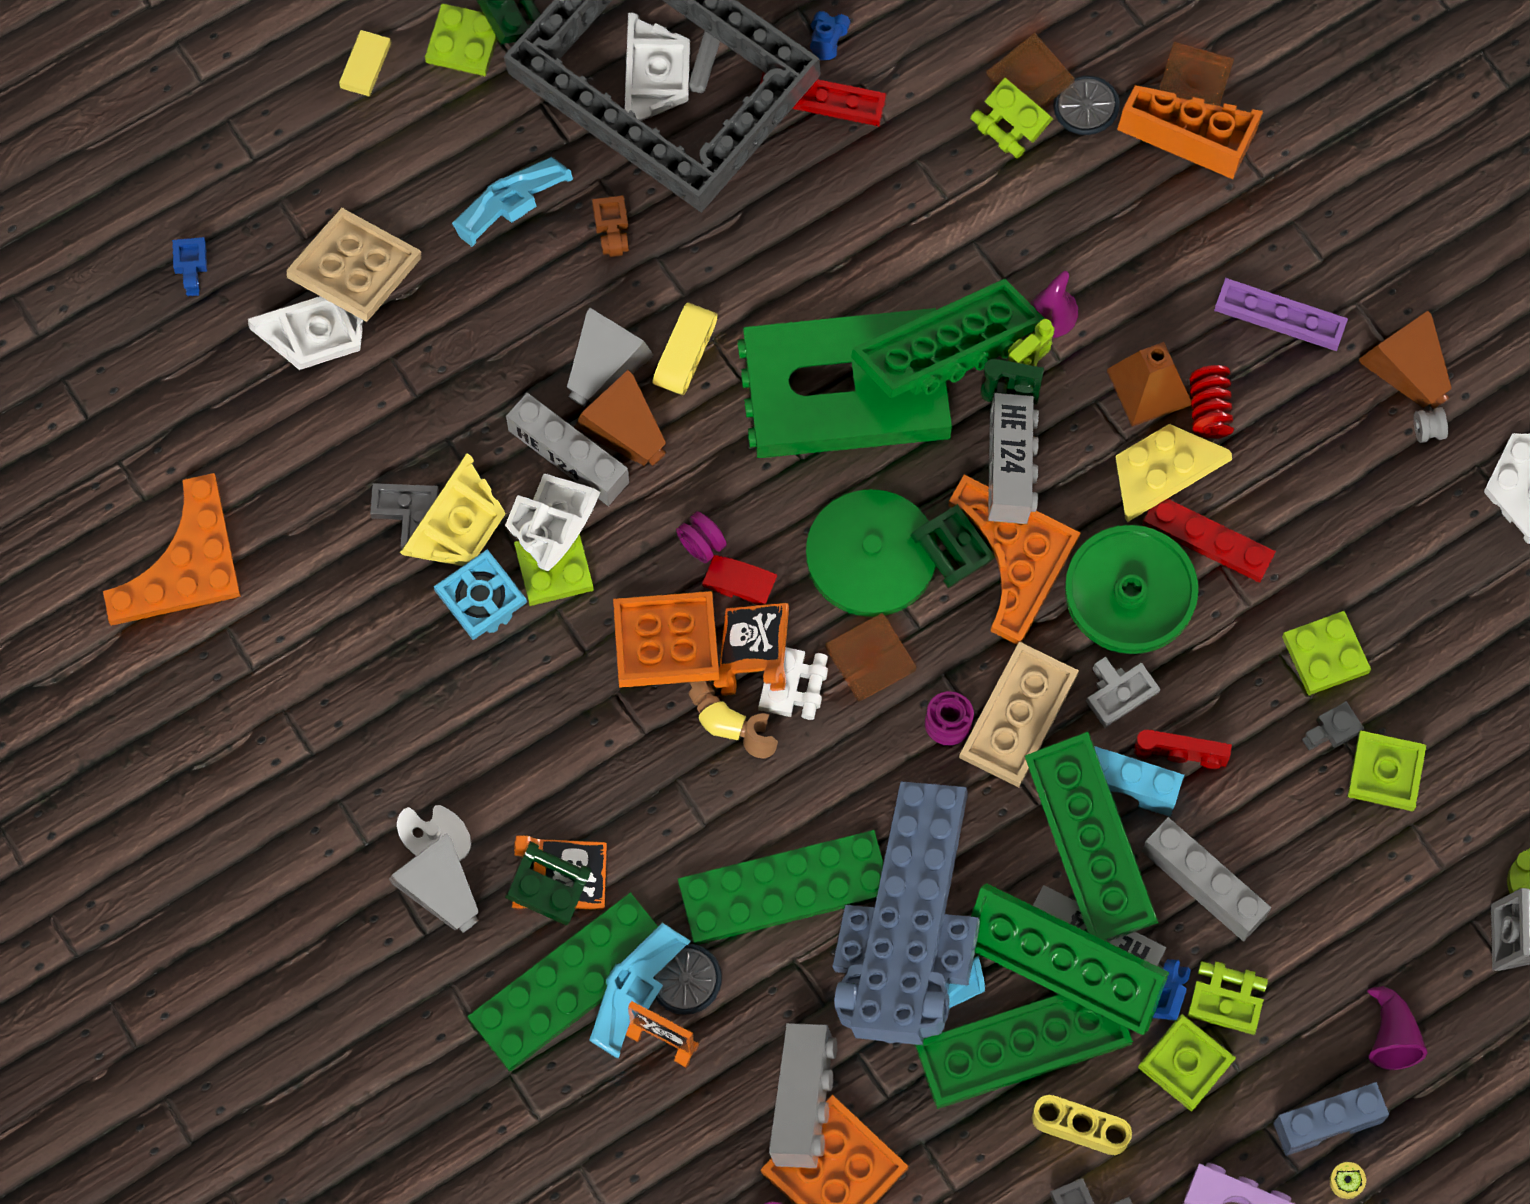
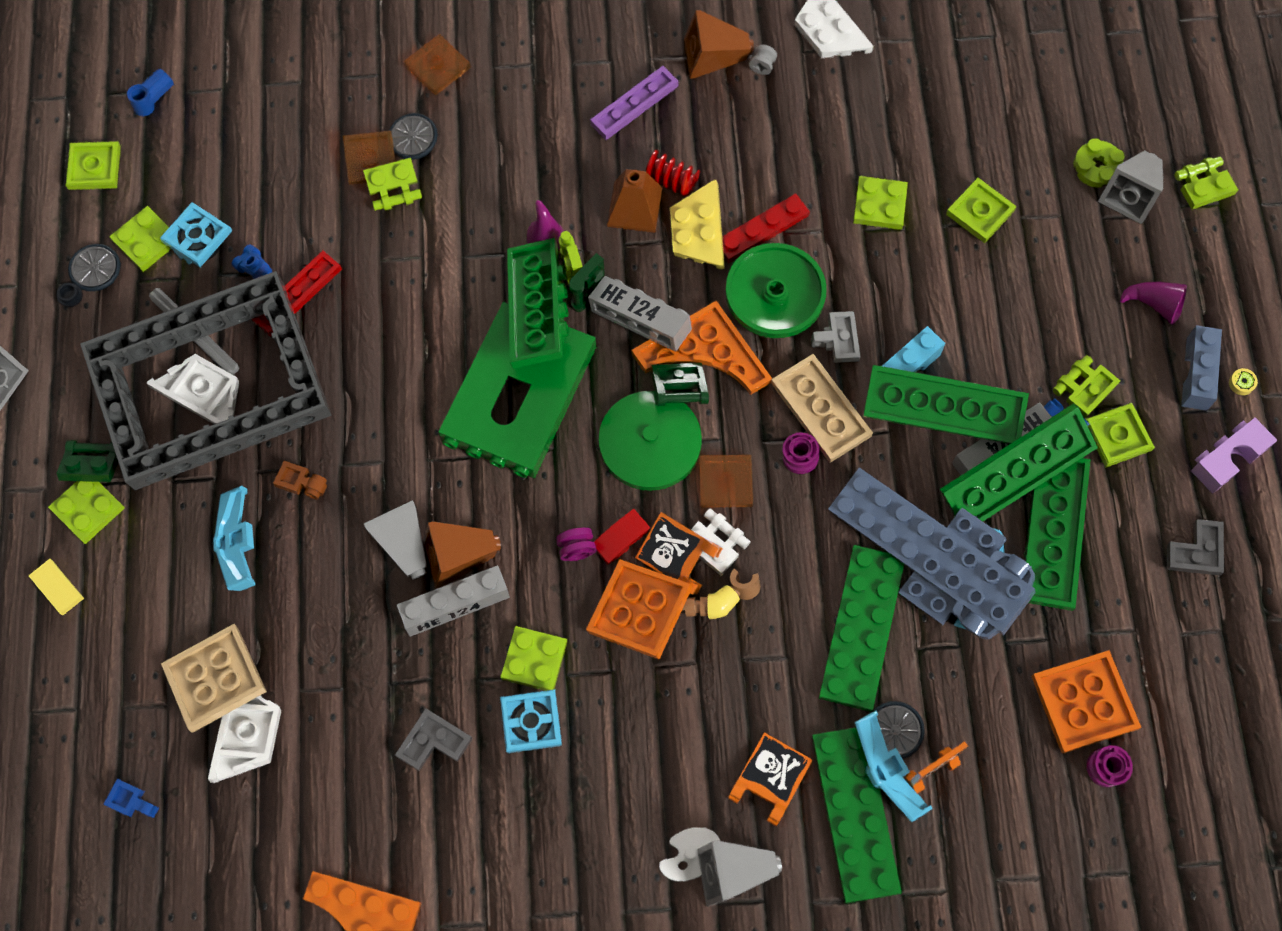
camera: 60 degrees left, 0 degrees up
(458, 519) = (462, 707): light yellow wing -> none
(543, 893) = (785, 796): dark green plate -> none
(552, 519) = (501, 640): white slope -> none
(685, 348) = (426, 481): light yellow beam -> none
(802, 1096) = (1028, 693): light grey brick -> none
(1099, 1123) = (1139, 514): light yellow beam -> none
(1182, 748) = (901, 321): red plate -> none
(1190, 128) = (474, 82): orange wedge -> none
(1206, 879) = (1001, 354): light grey brick -> none
(1334, 725) = (935, 224): dark grey plate -> none

